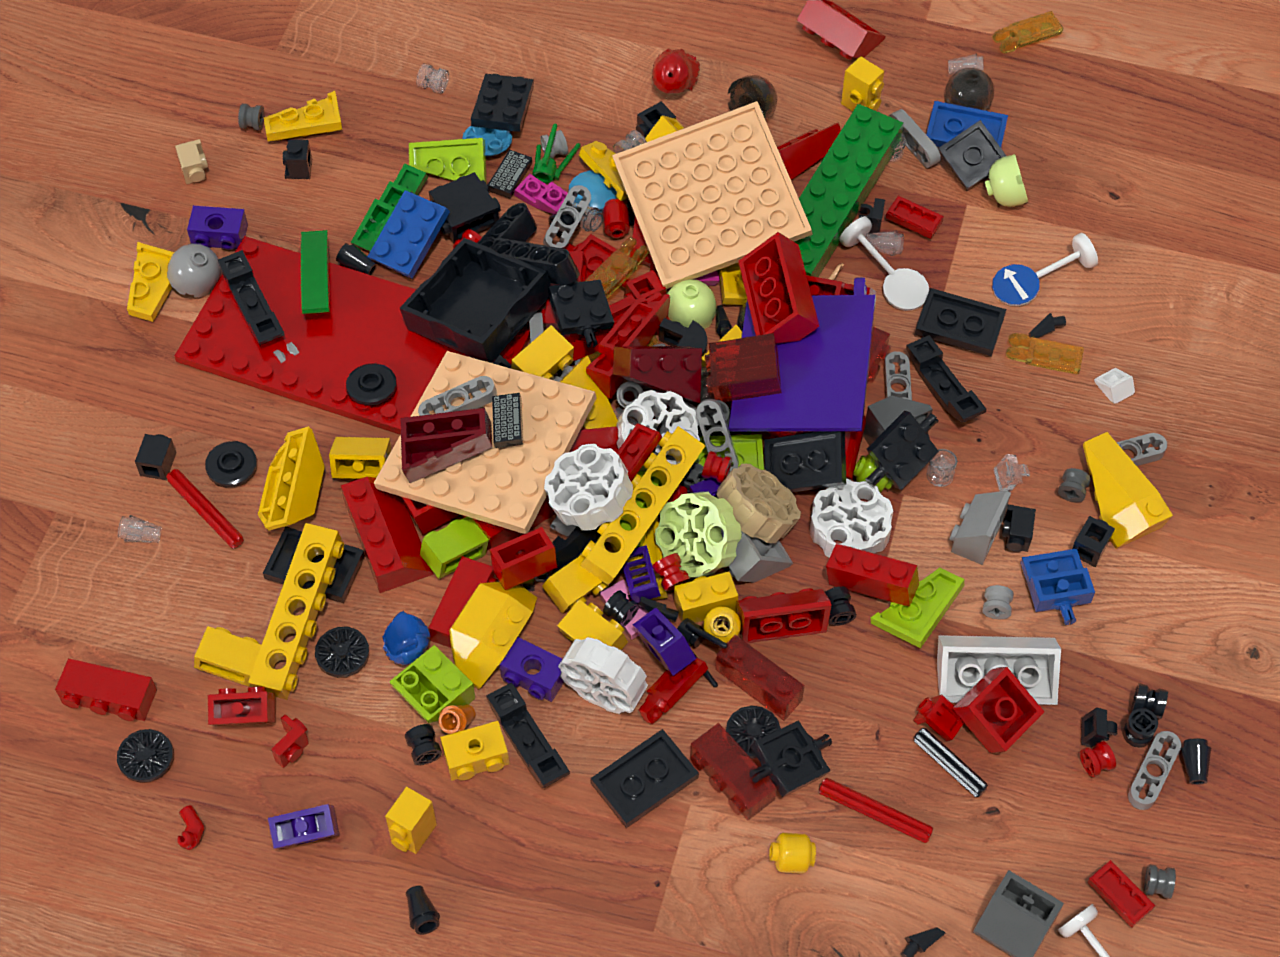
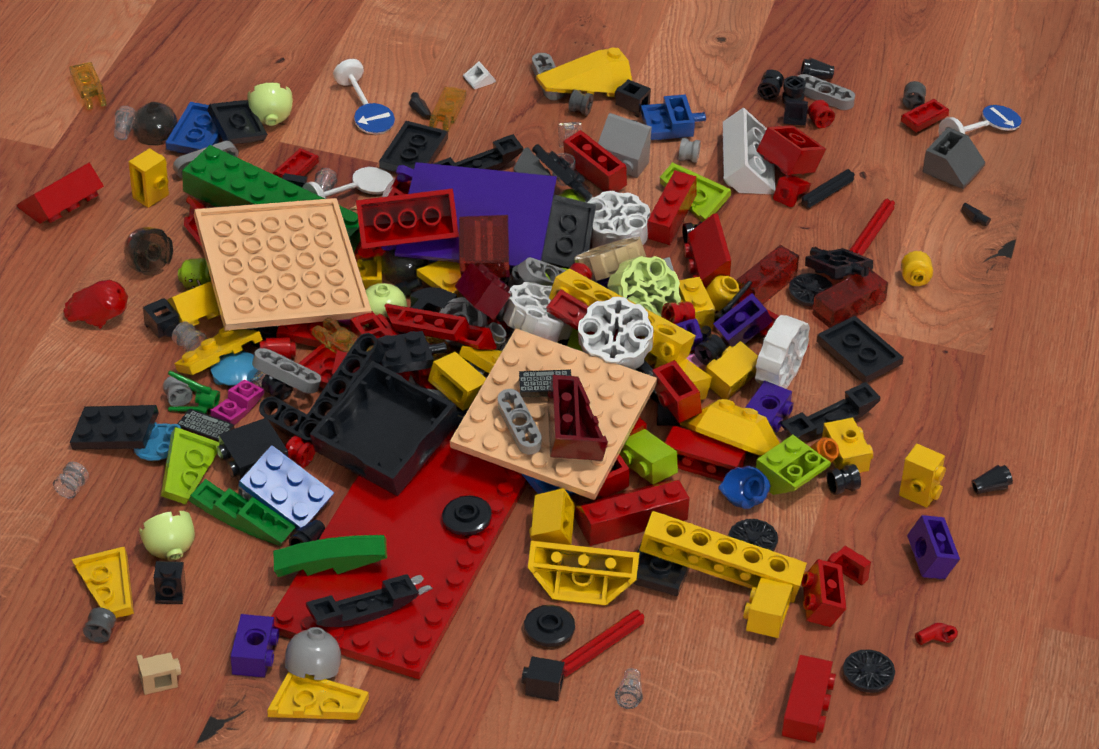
camera: 90 degrees left, 15 degrees down
(351, 152) = (168, 535): none -> yellowish green cylinder
(948, 495) = (596, 162): none -> red brick

